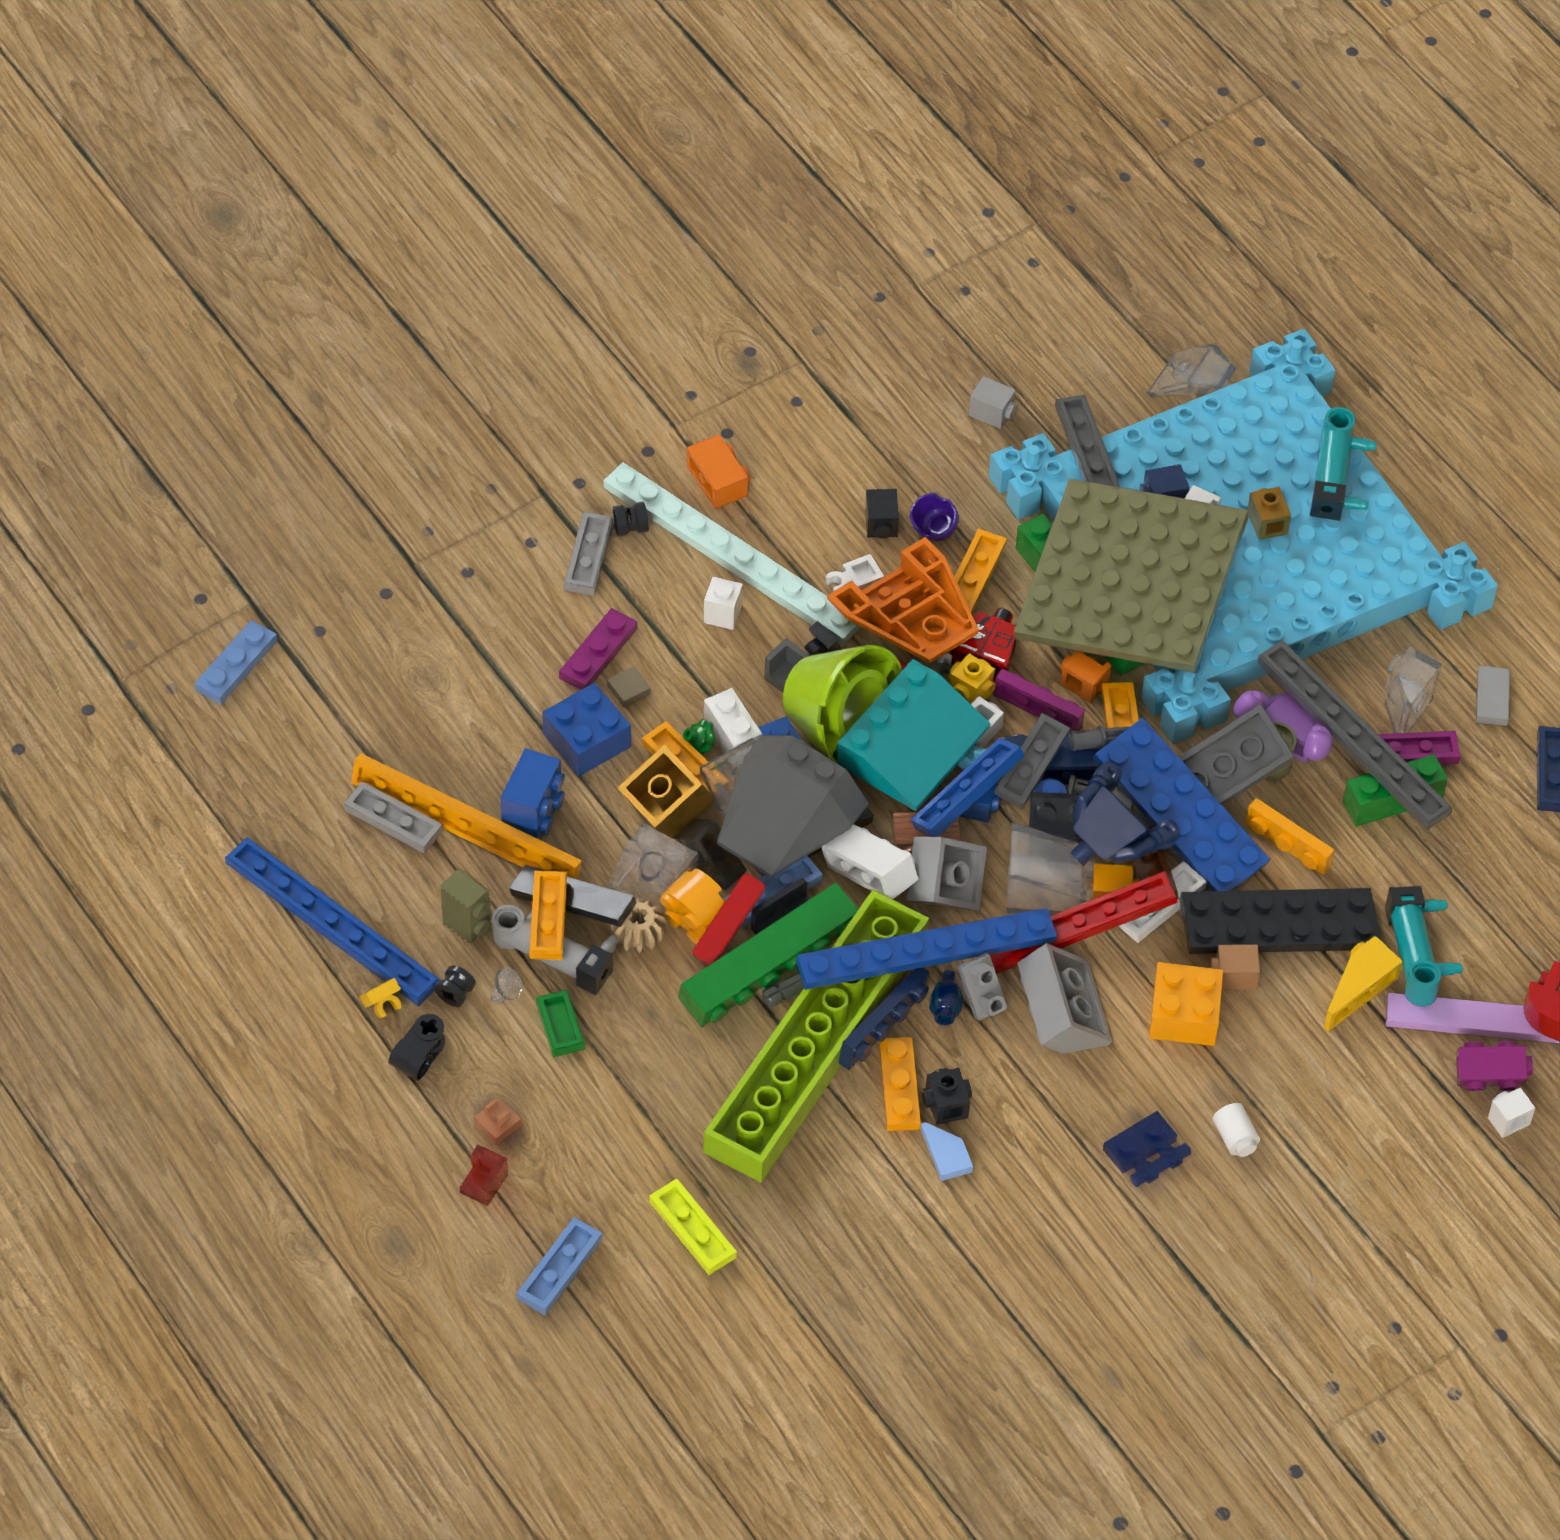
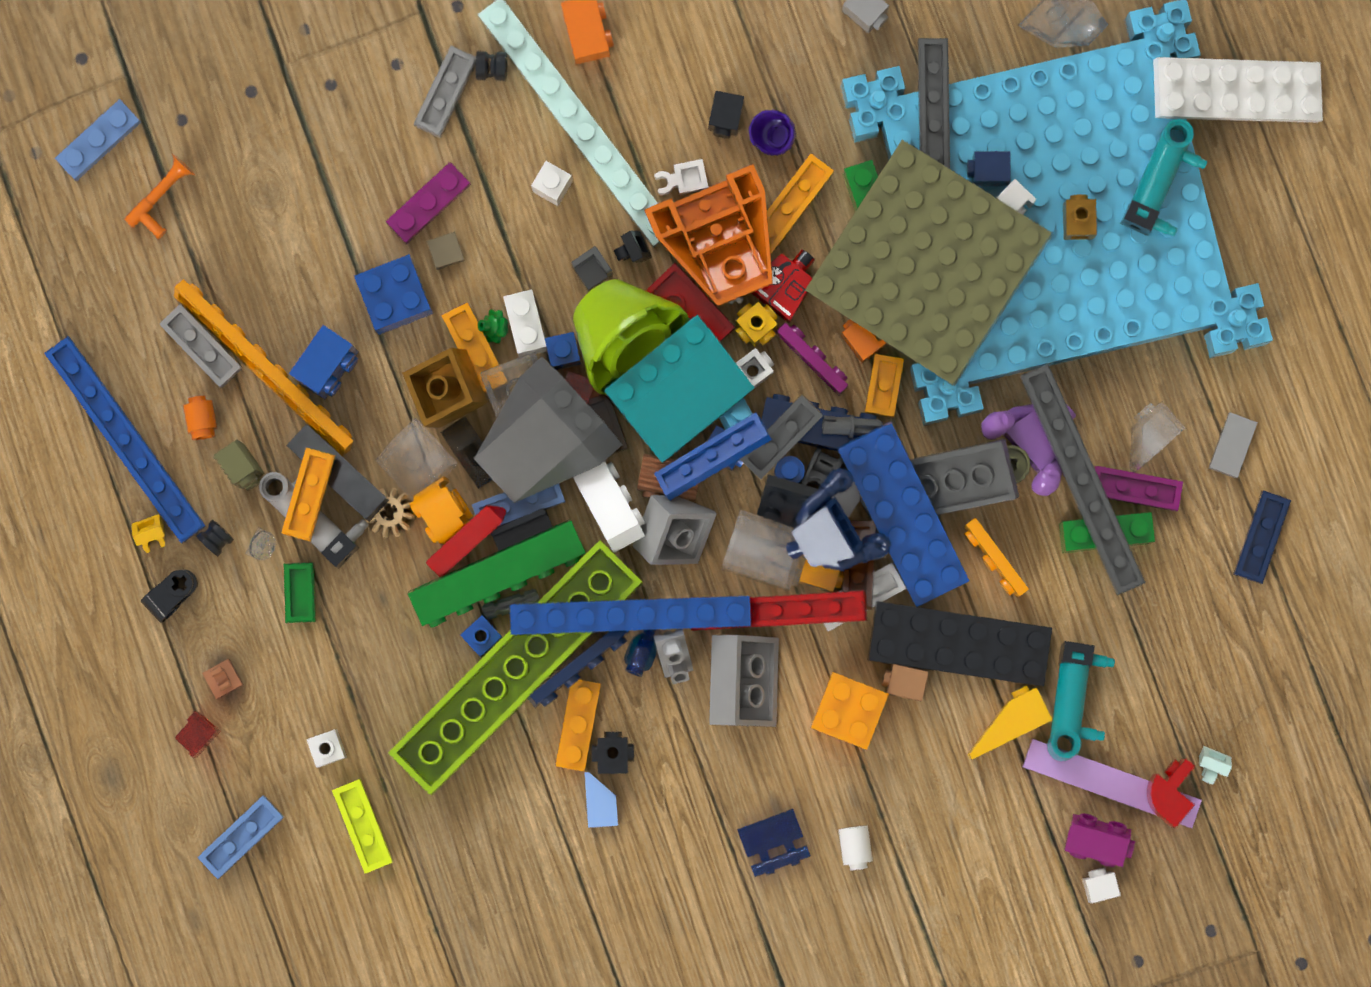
camera: 20 degrees right, 30 degrees up
(297, 715) = (140, 212): none -> orange piece
(410, 880) = (200, 418): none -> orange brick
(631, 1167) = (337, 750): none -> white plate
(766, 1016) = (491, 640): none -> blue plate
(1383, 391) = (1237, 90): none -> white plate

